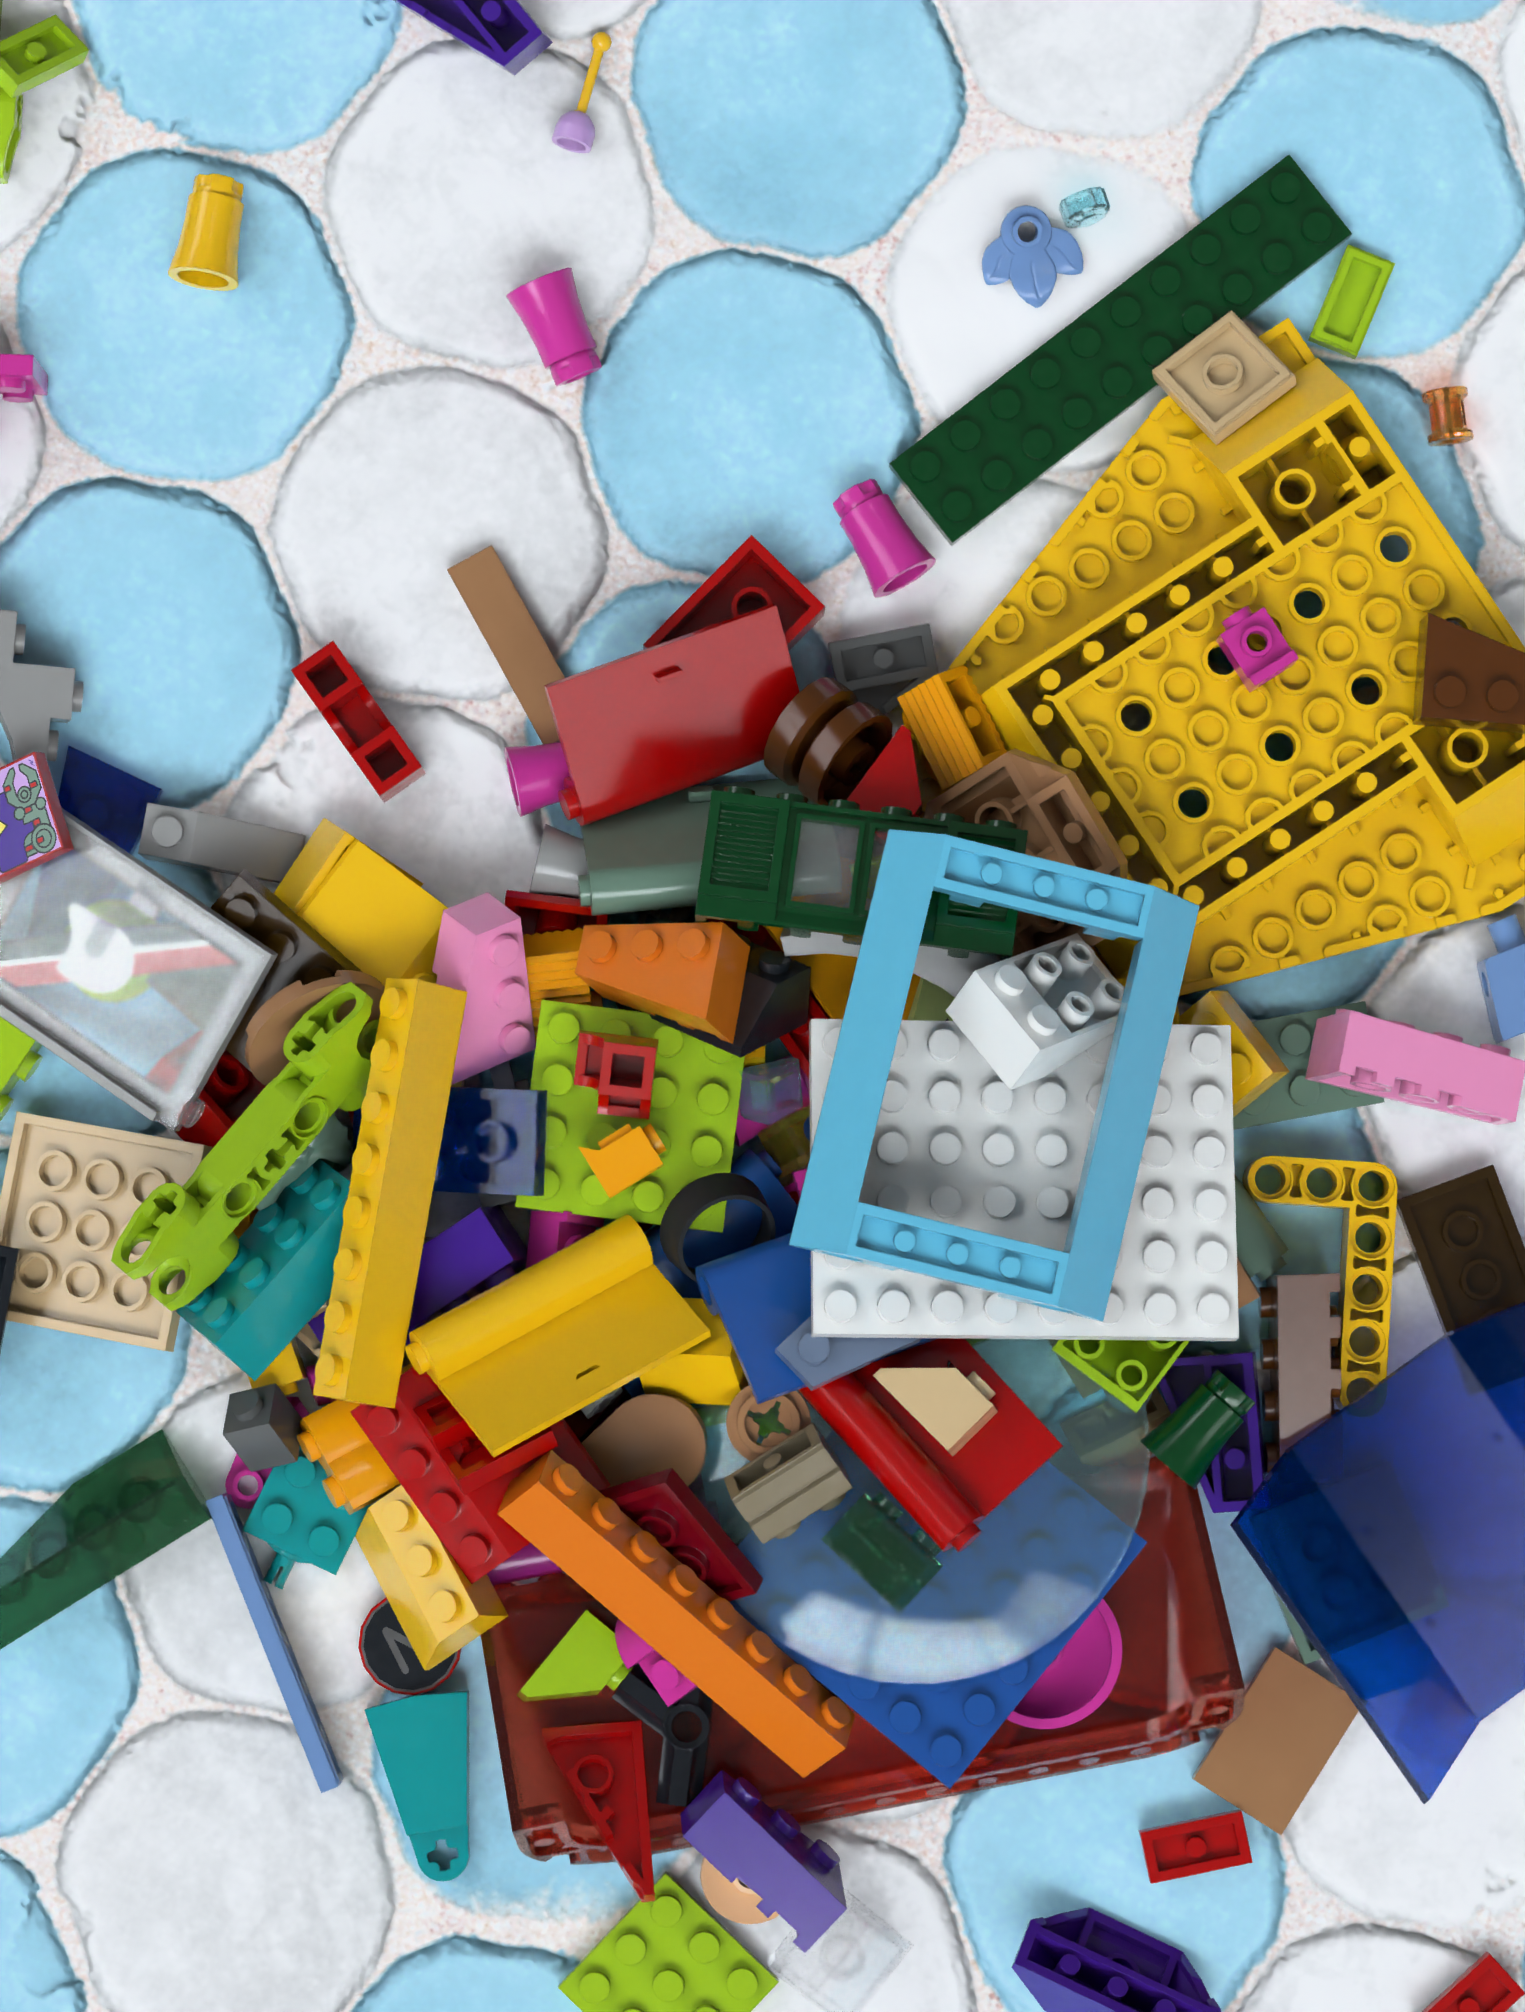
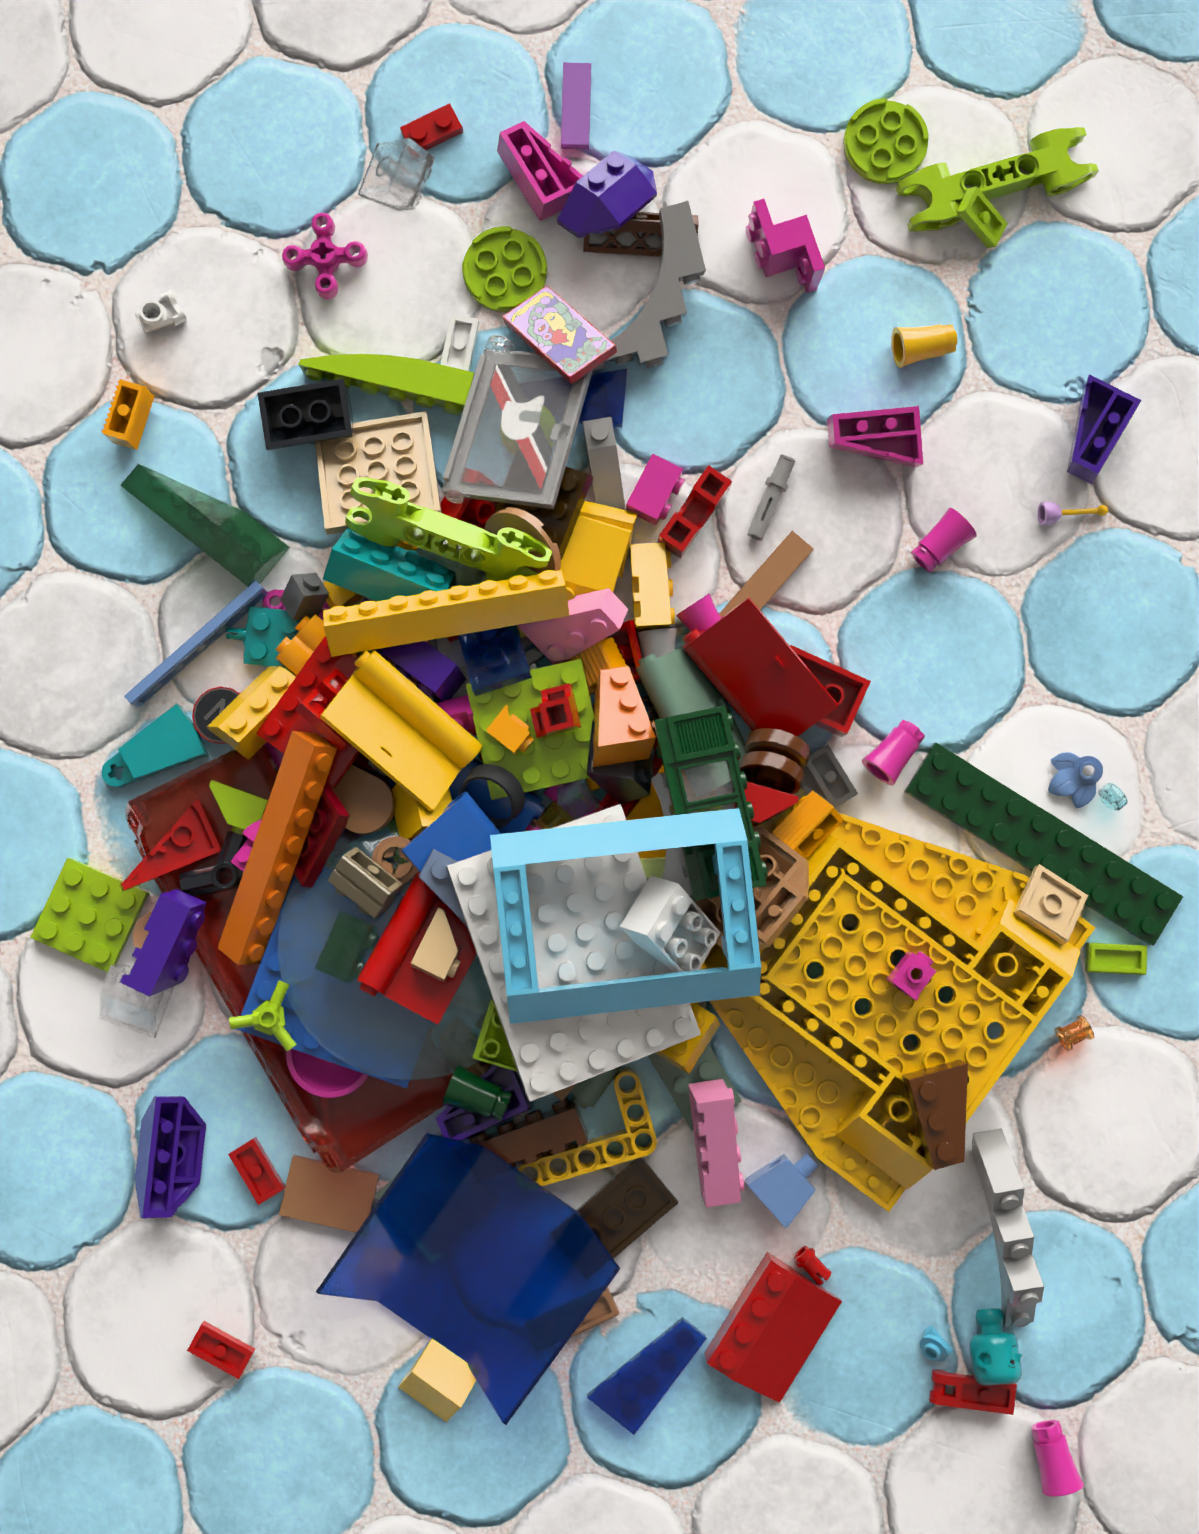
camera: 70 degrees right, 0 degrees up
(295, 774) = (655, 489): none -> dark pink brick
(339, 363) = (879, 434): none -> dark pink wedge
(368, 575) = (775, 487): none -> light grey pin
(459, 840) = (651, 586): none -> yellow wedge
(952, 1723) = (268, 1018): none -> lime piece

